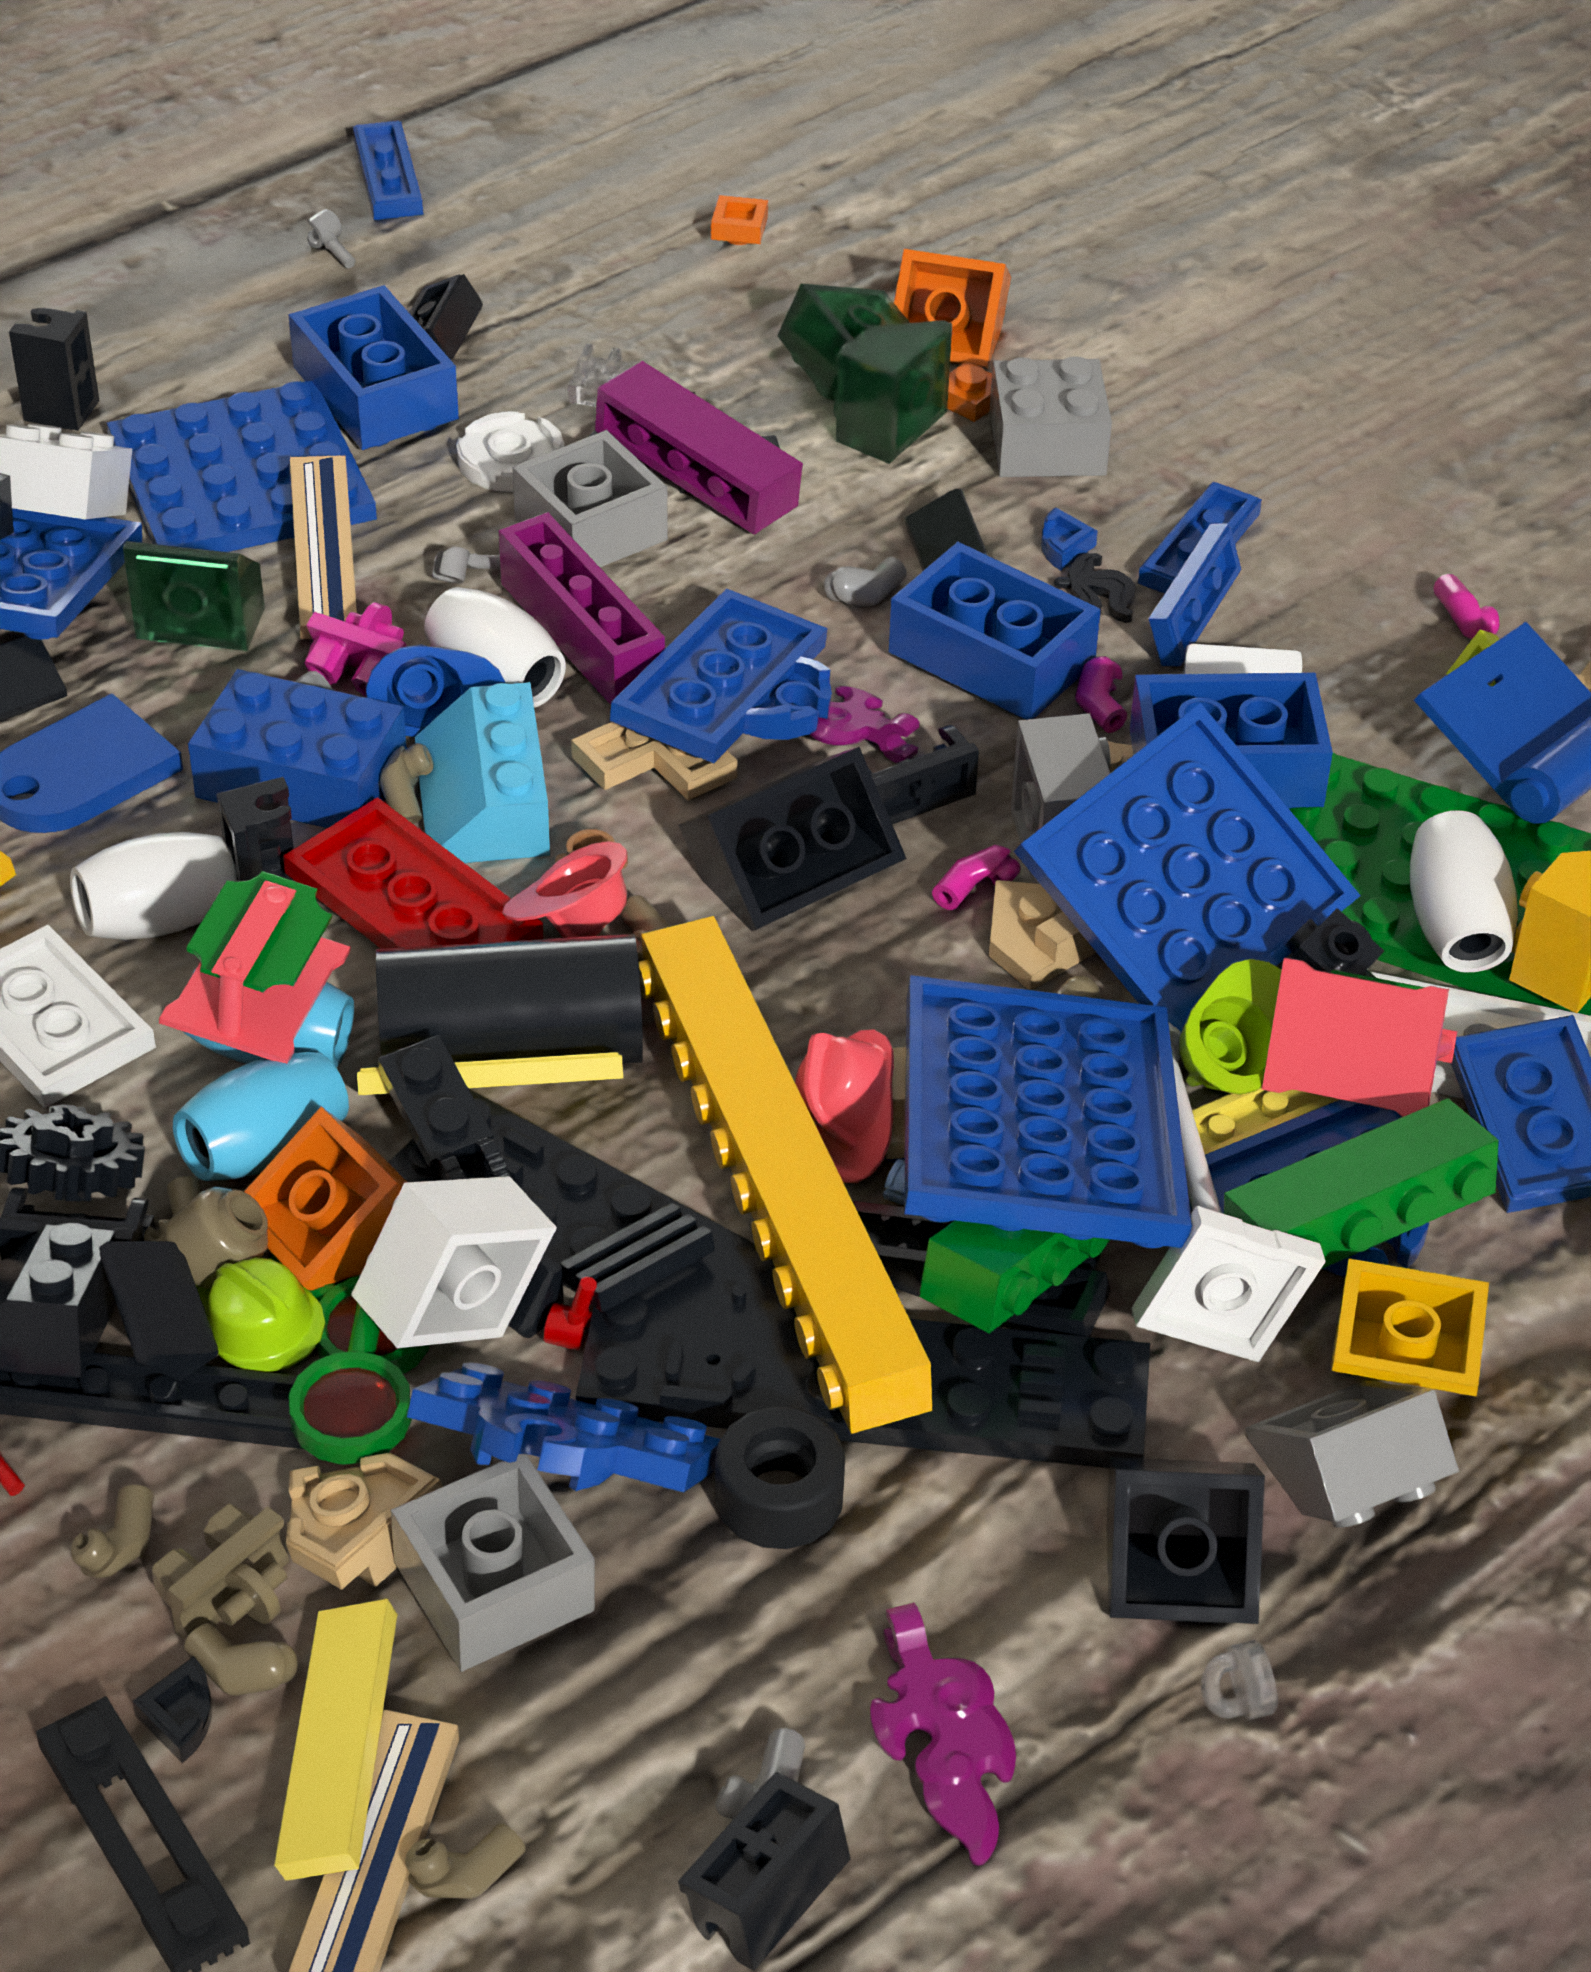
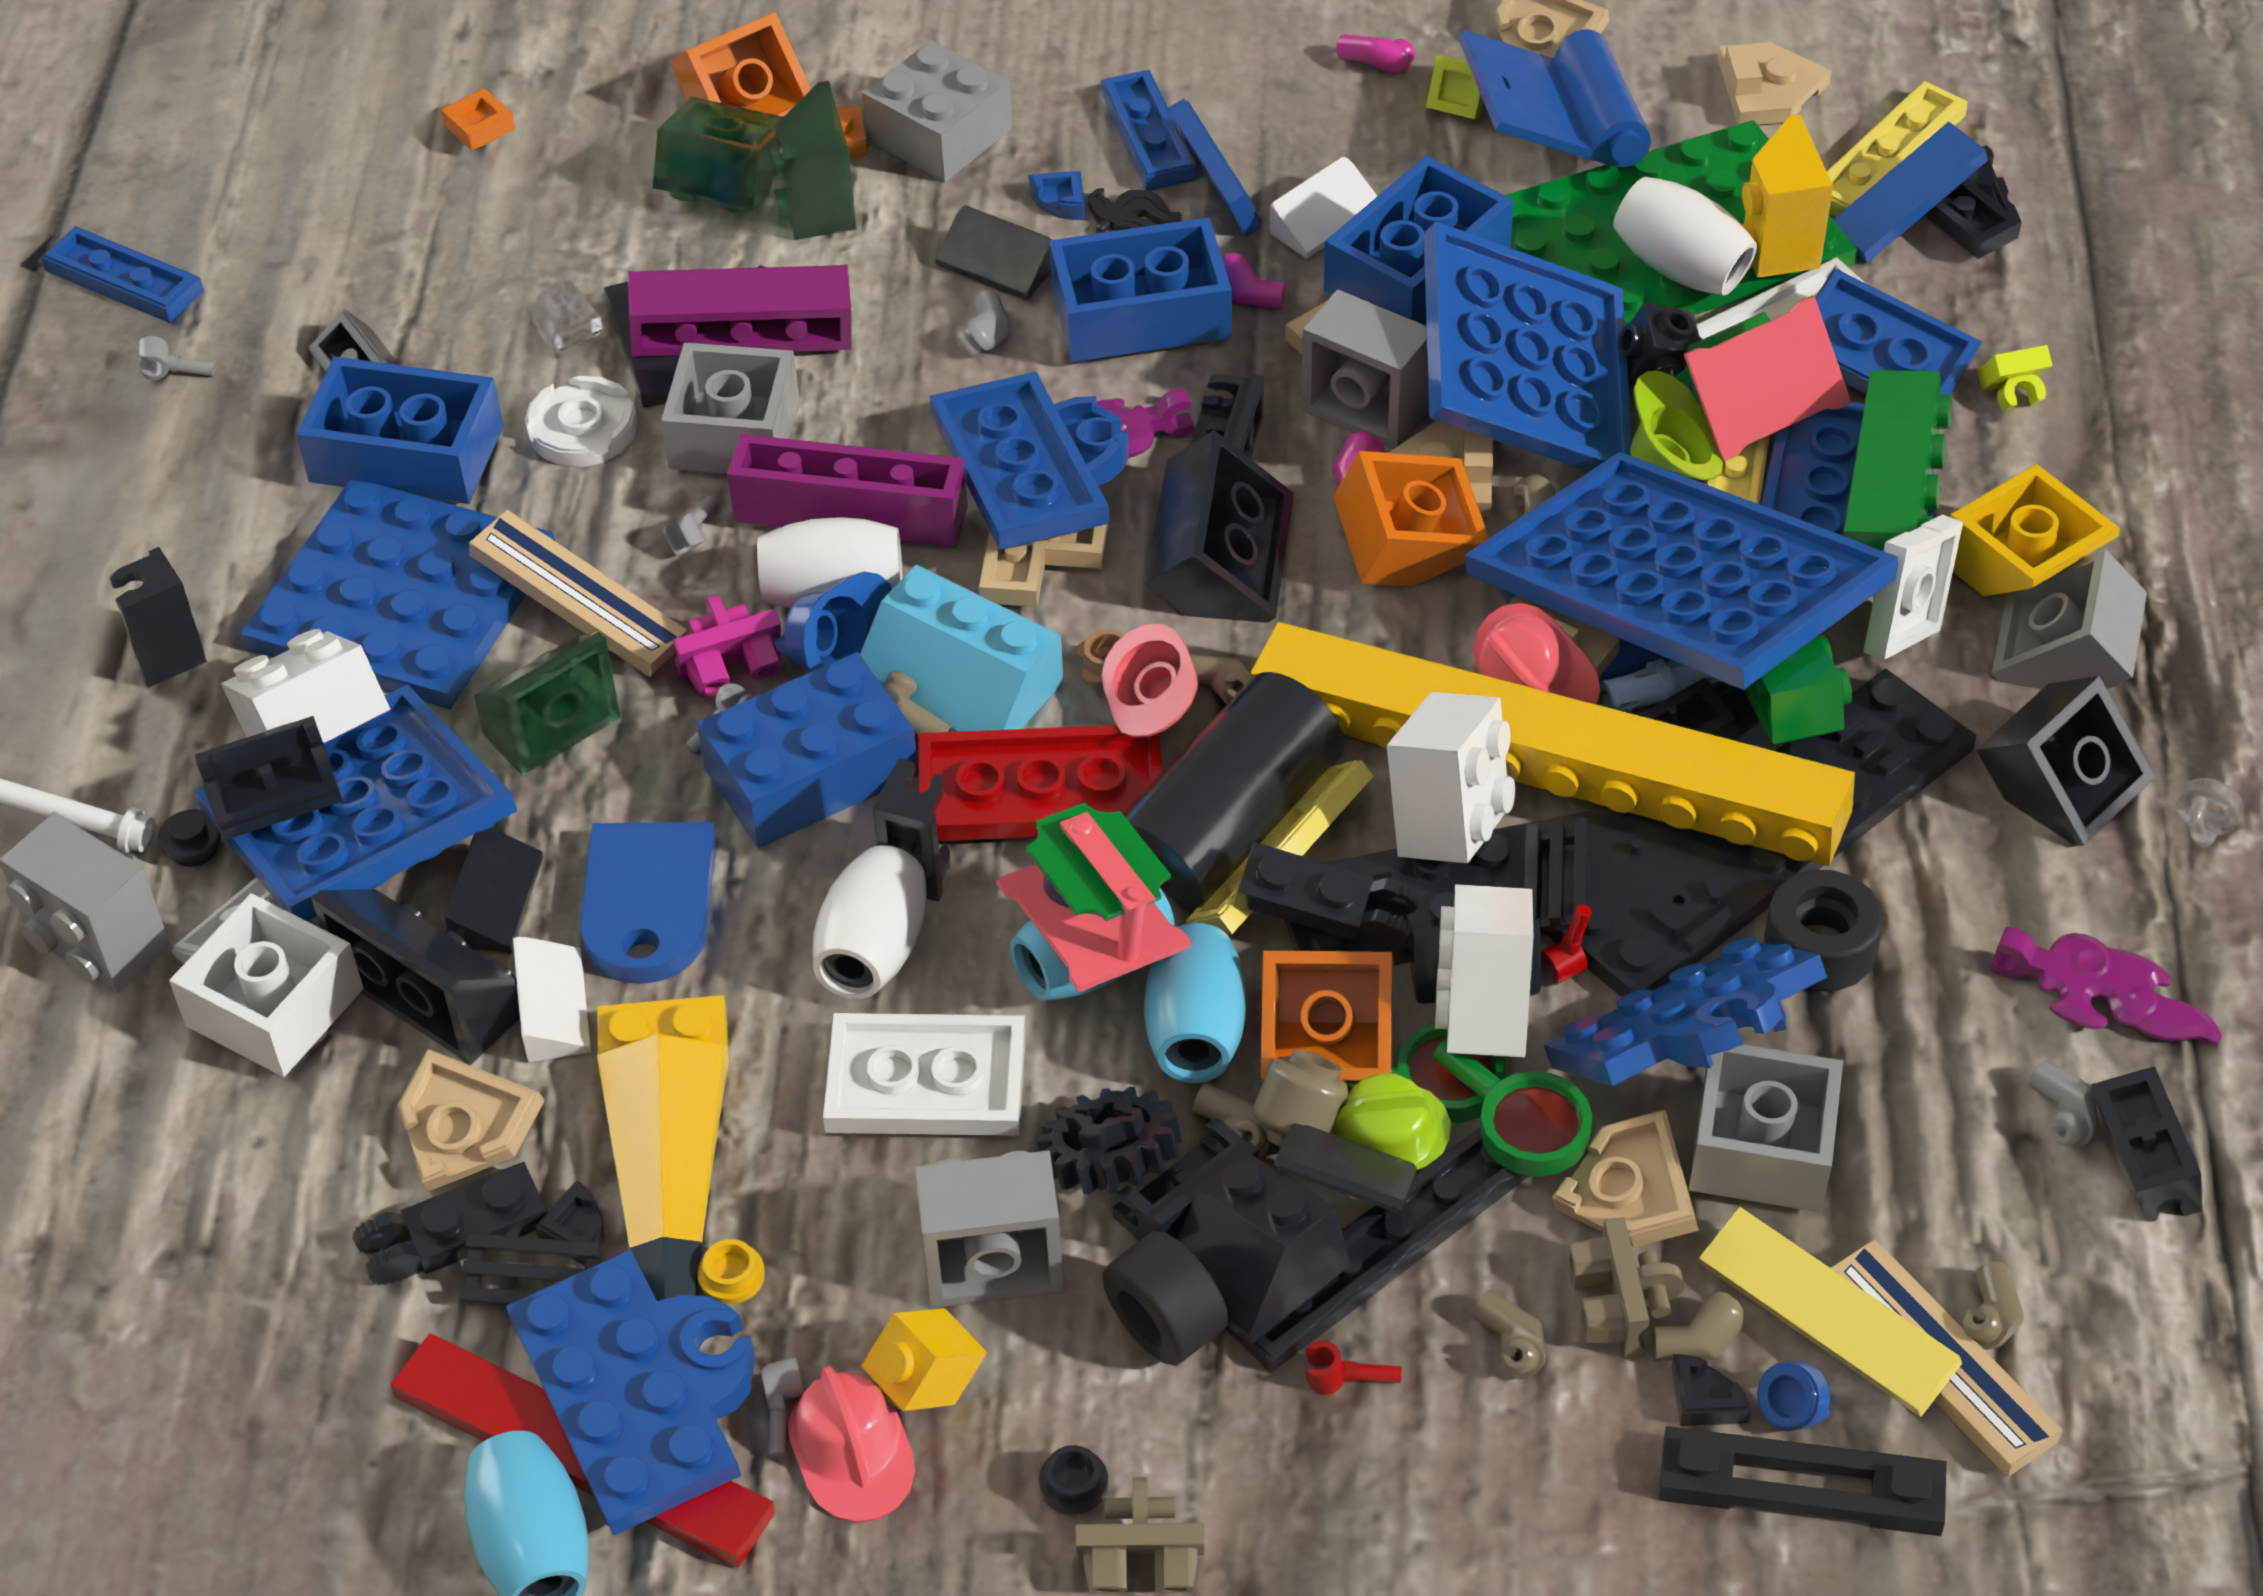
camera: 45 degrees left, 5 degrees up
(218, 1767) = (1793, 1396): none -> blue tile
(642, 1110) = (1450, 776): none -> white brick
(939, 924) = (1407, 516): none -> orange slope

